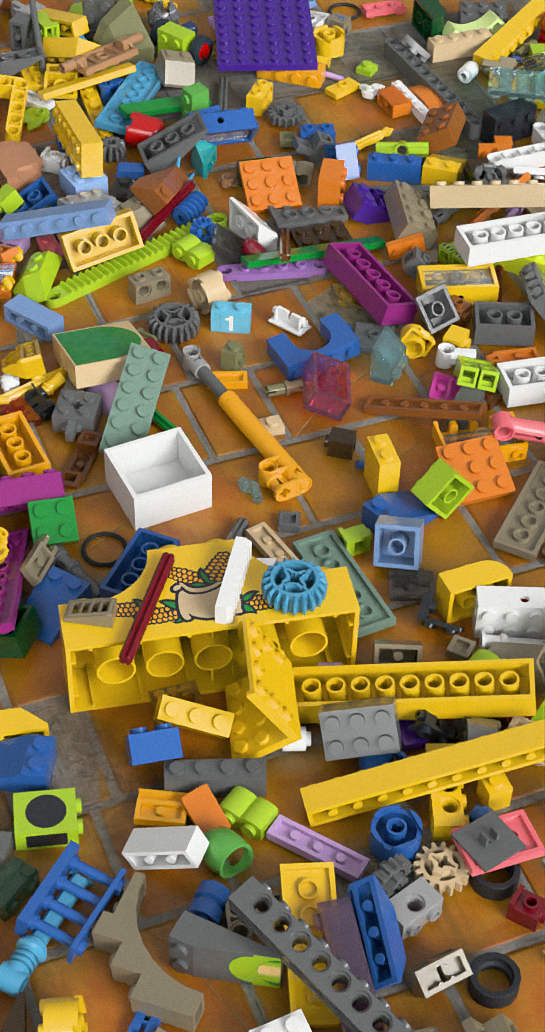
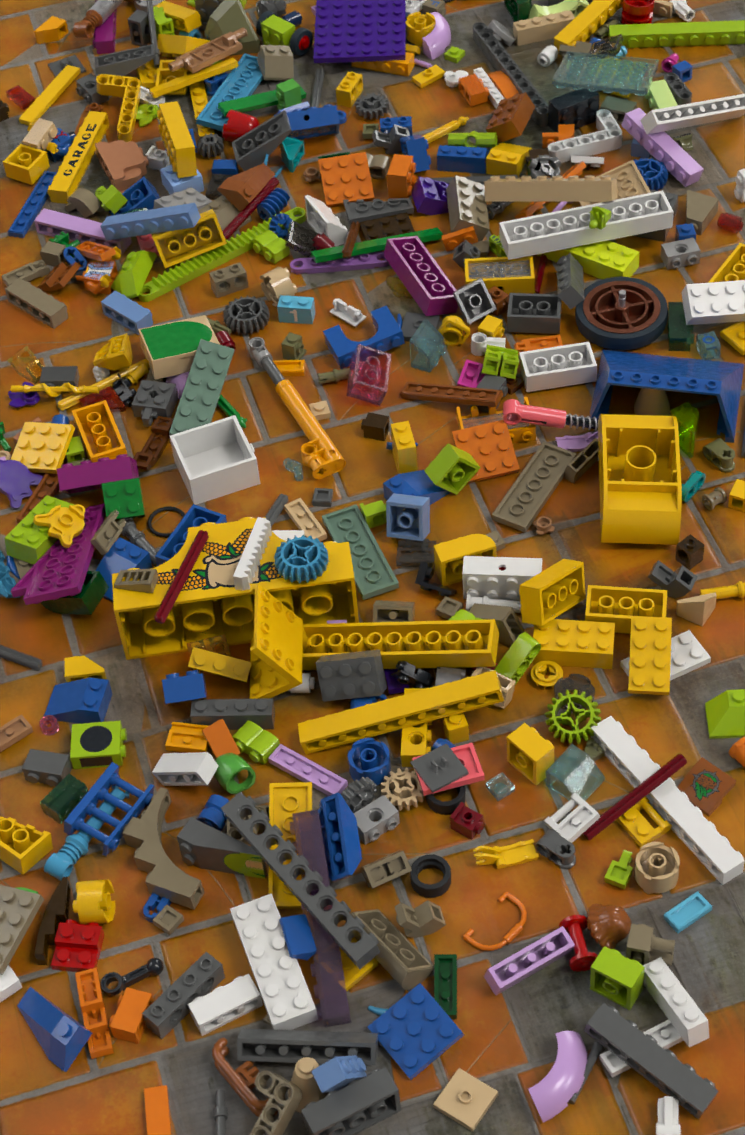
camera: 10 degrees right, 5 degrees up
(346, 54) = (438, 39): none -> lavender brick

